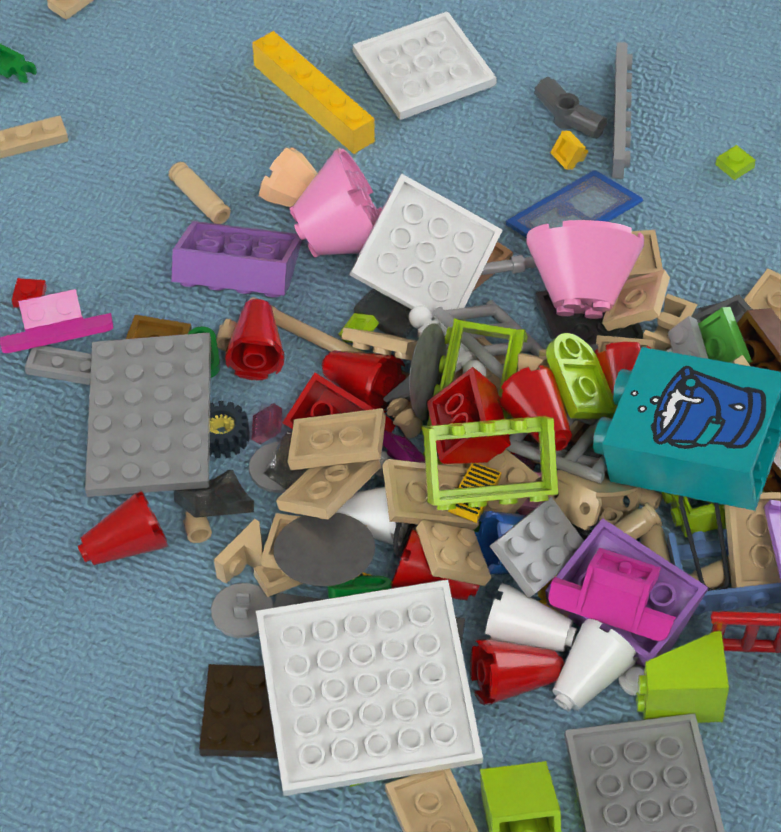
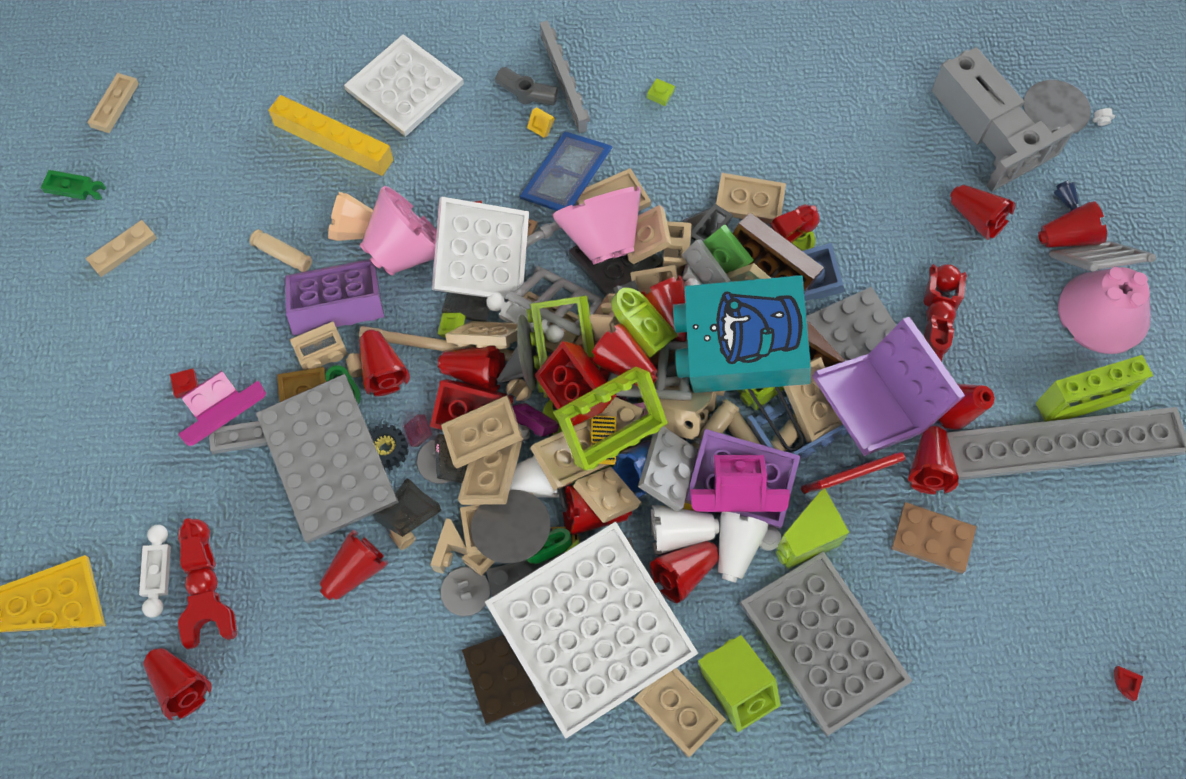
camera: 25 degrees left, 15 degrees up
(196, 301) = (319, 347): none -> tan window

